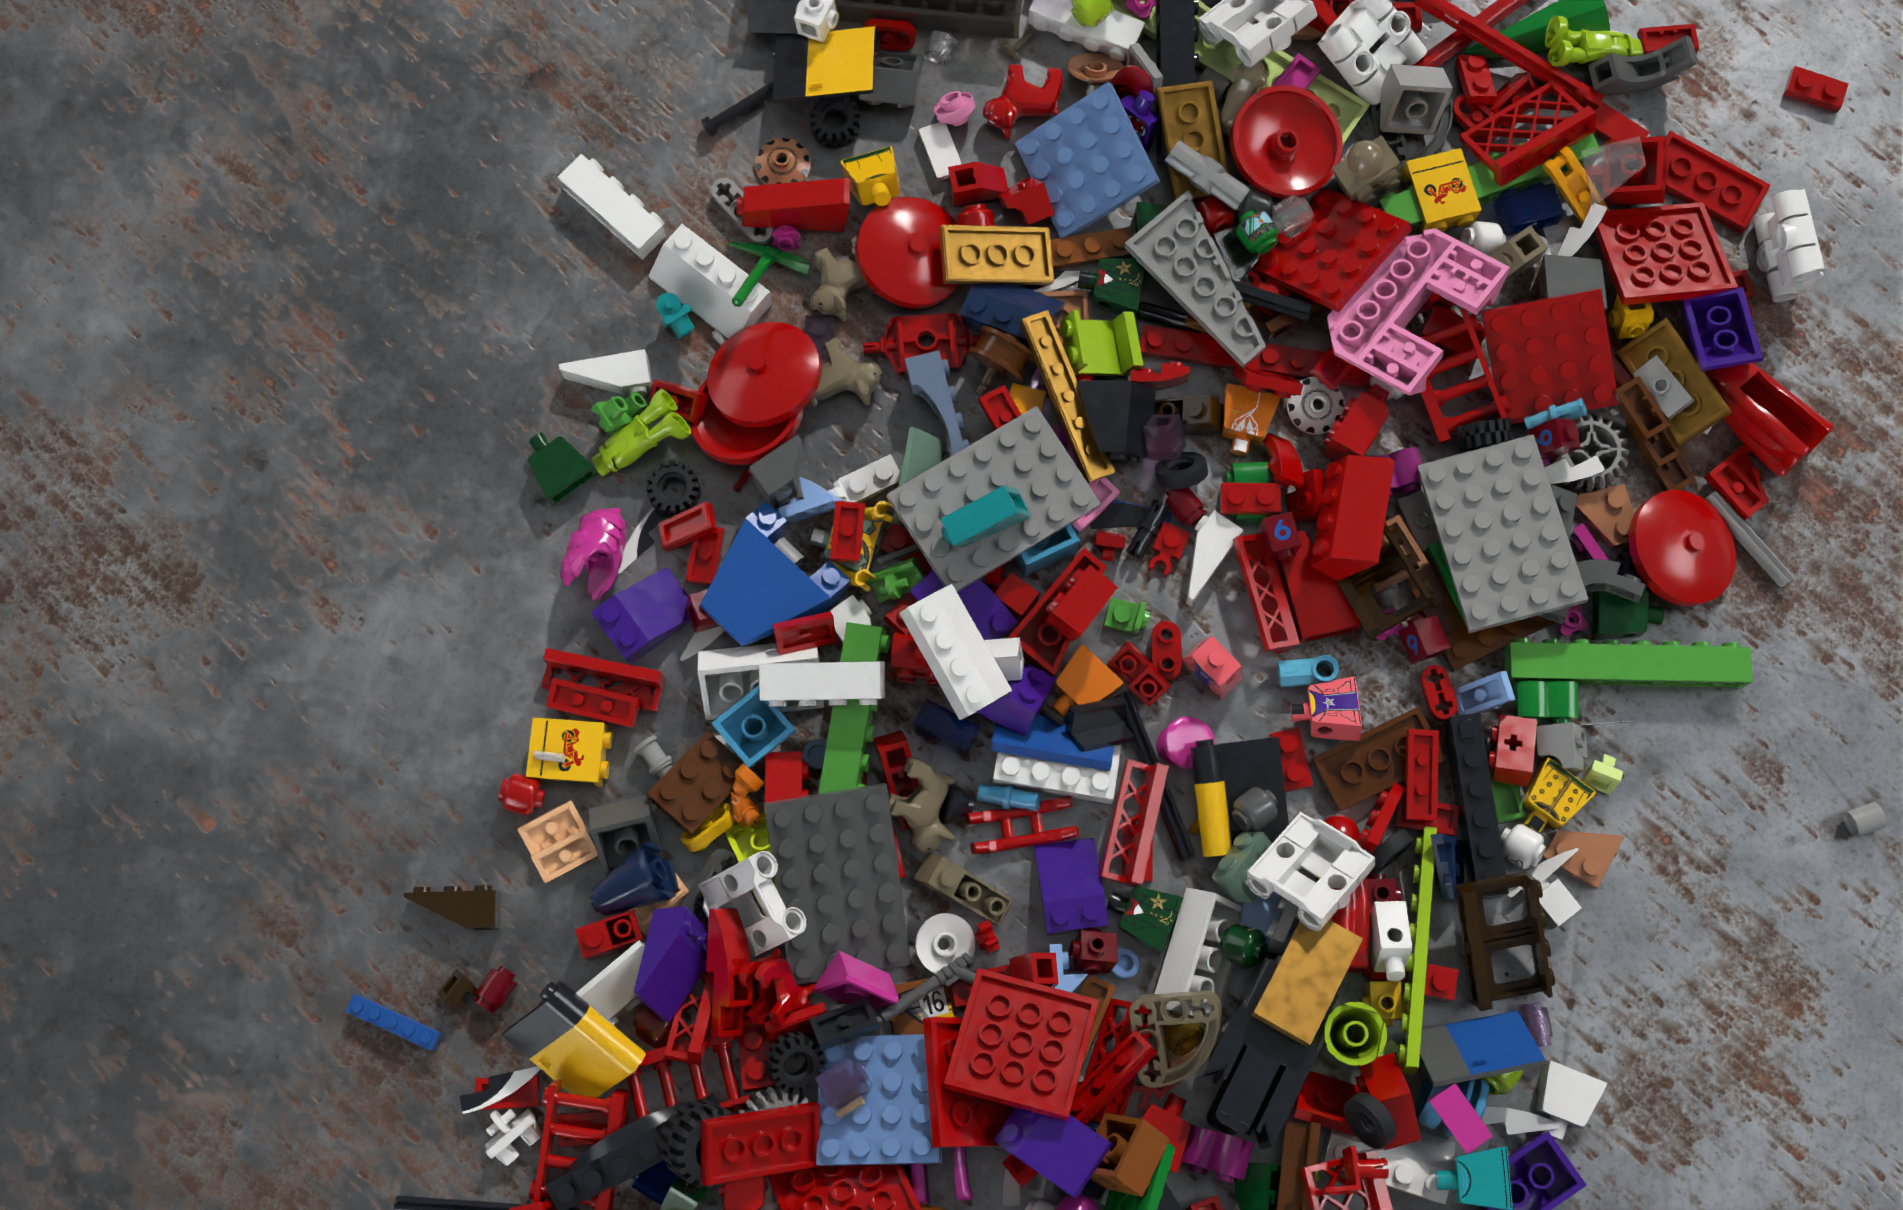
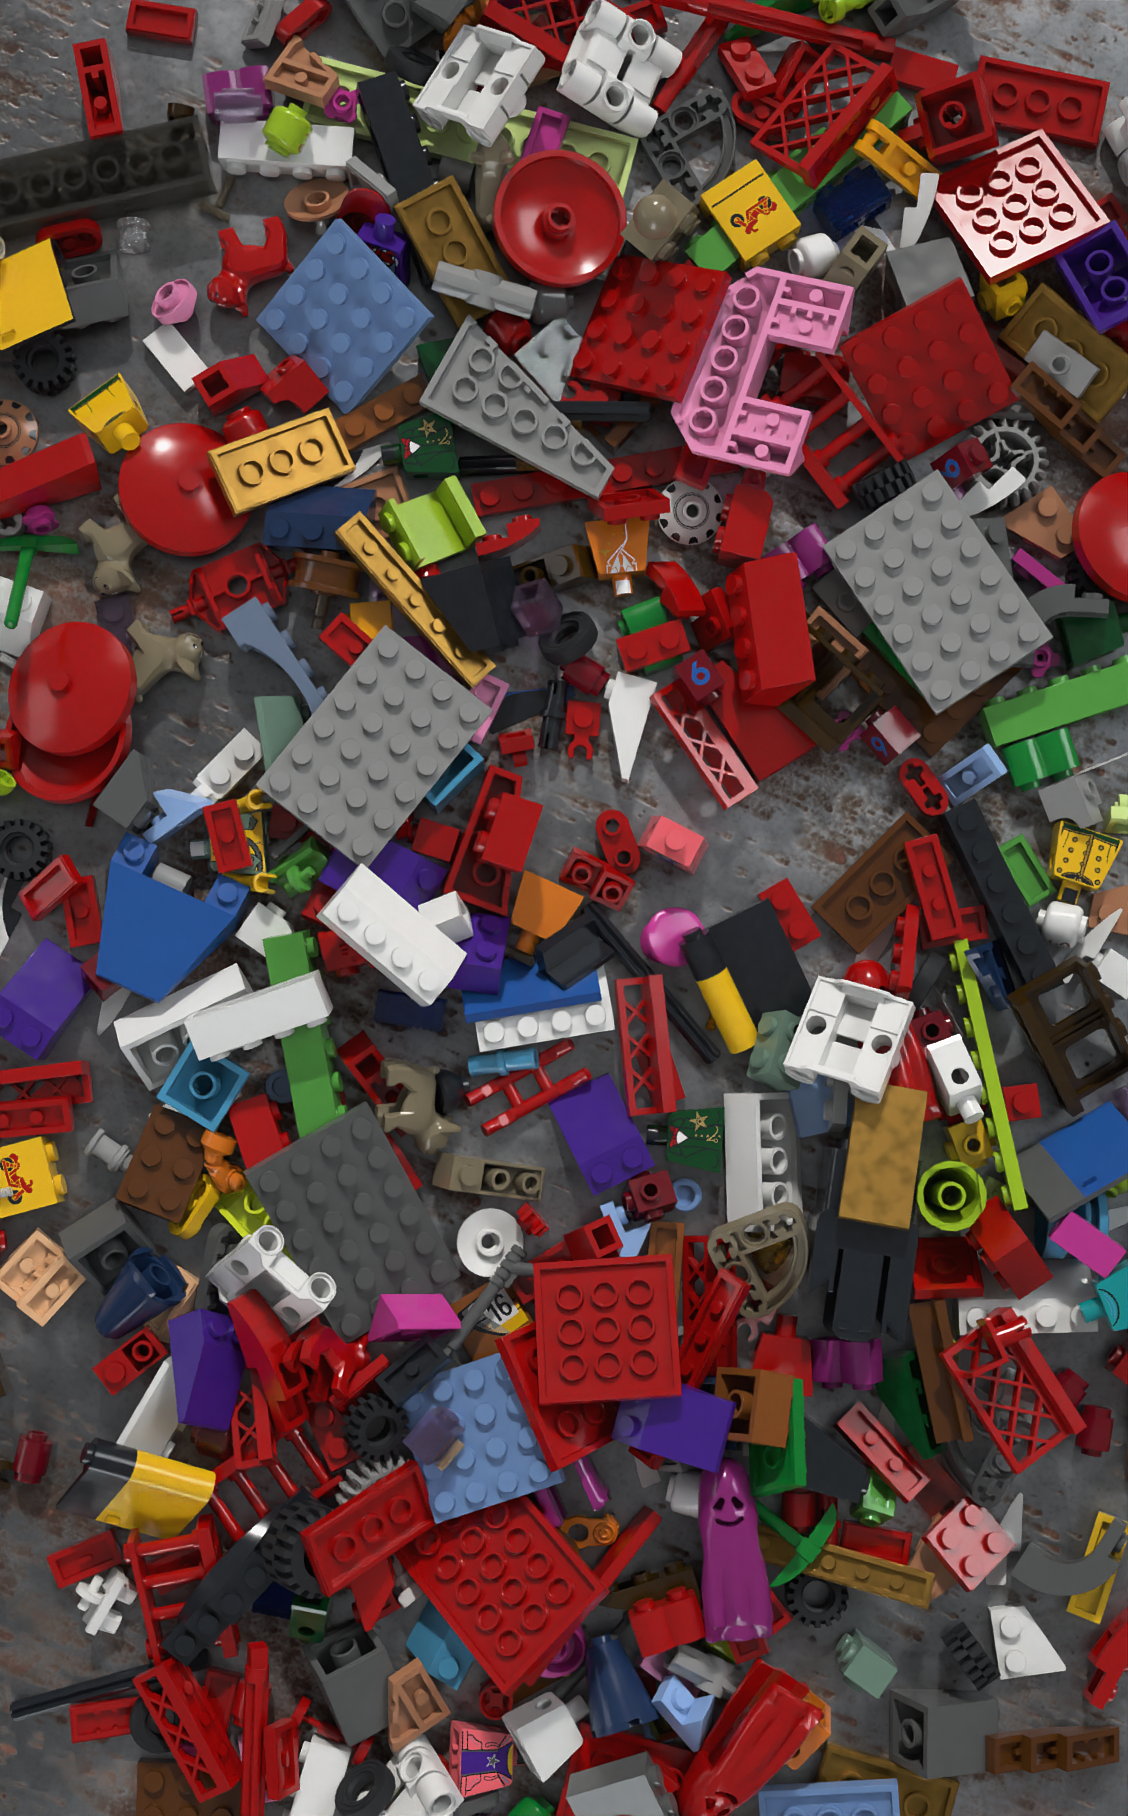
camera: 20 degrees left, 10 degrees up
(500, 1087) = (76, 1557): sticker -> none
(804, 633) = (221, 964): red plate -> none
(985, 516) = (372, 775): teal slope -> none
(1126, 616) = (563, 820): bright green bracket -> none
(1244, 945) = (804, 1136): dark green head -> none
(1255, 809) = (769, 986): dark grey head -> none
(1257, 232) = (561, 336): head -> none
(1292, 216) = (593, 304): clear head -> none
(1303, 671) = (772, 815): medium azure piece -> none
(1331, 710) = (815, 848): coral torso -> none
(1383, 1126) = (995, 1281): black tyre -> none
(1413, 99) = (685, 118): light grey slope -> none
(1520, 736) = (1022, 806): brick -> none
(1566, 411) = (955, 434): medium azure pin -> none
(1611, 166) = (929, 126): clear wing -> none

